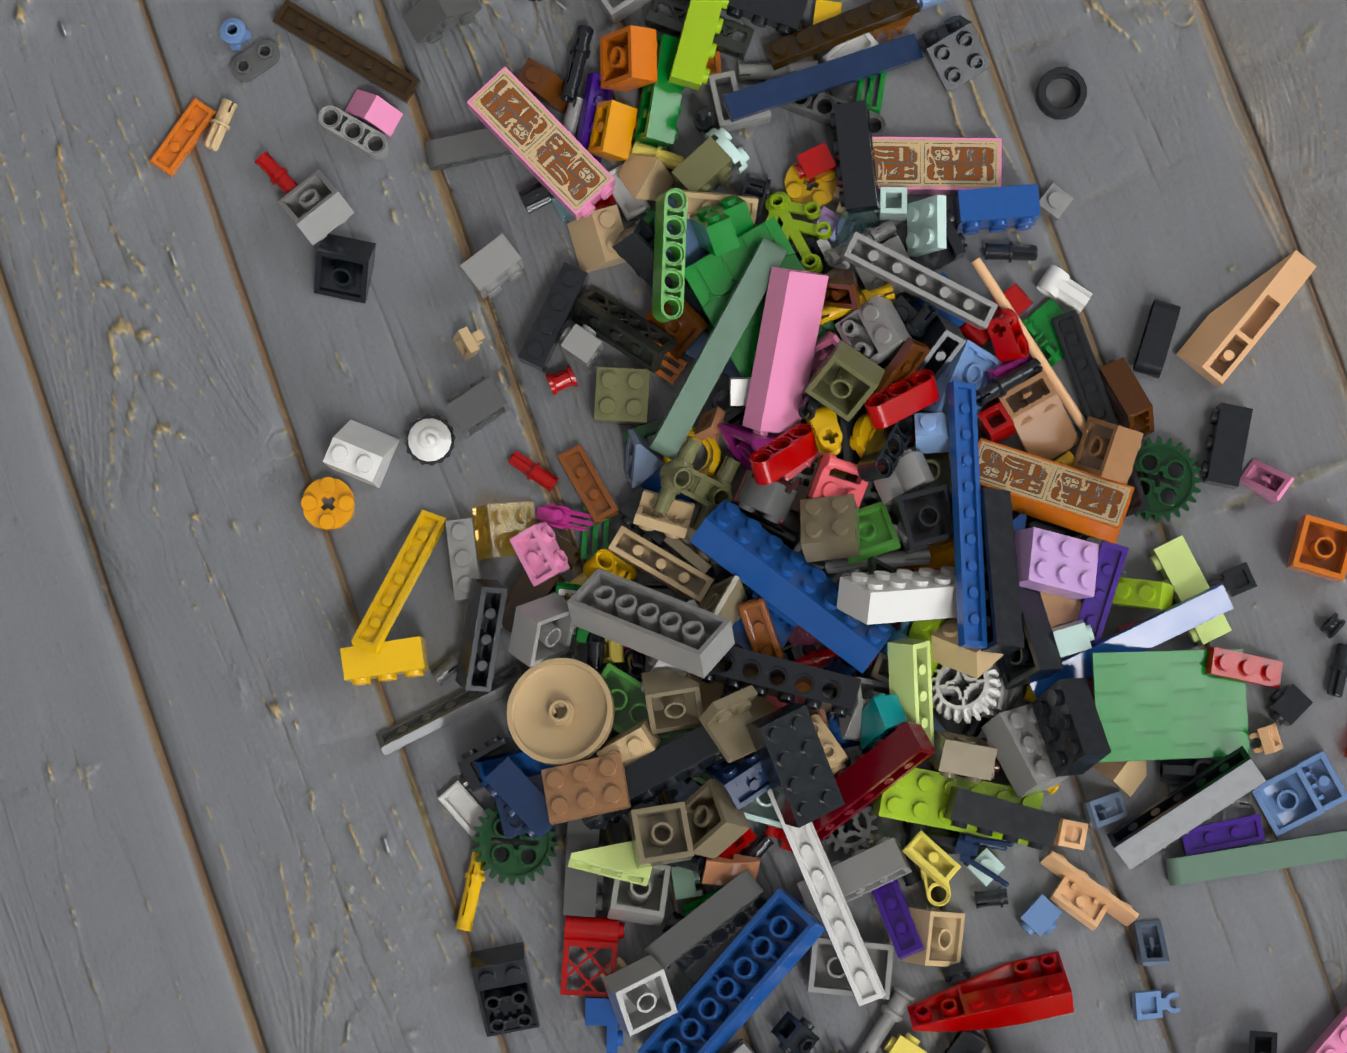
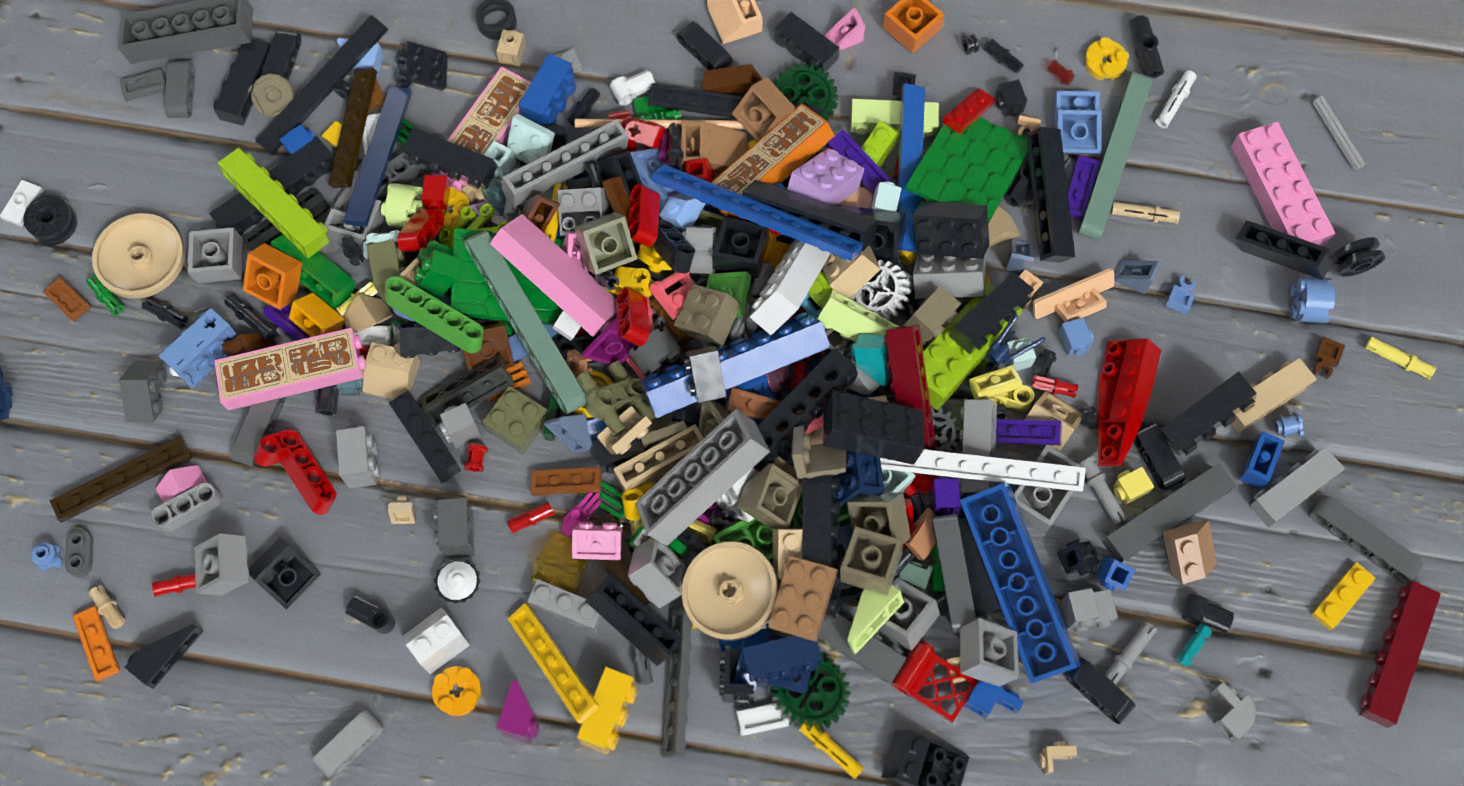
camera: 65 degrees left, 15 degrees down
(196, 204) = (158, 658): none -> black slope
(223, 434) = (348, 744): none -> light grey beam
(334, 579) = (518, 716): none -> magenta slope
(352, 375) = (369, 614): none -> black piece
(446, 218) = (293, 454): none -> red beam
(514, 37) = (198, 346): none -> medium blue piece
(754, 567) = (705, 374): none -> brick
(762, 177) = (420, 229): none -> red beam
(780, 869) = (944, 496): none -> dark purple brick
(782, 140) = (401, 204): none -> yellowish green brick
(972, 920) = (1054, 386): none -> red axle
(1035, 131) = (511, 47): none -> tan brick
(1232, 919) = (1172, 216): none -> tan pin

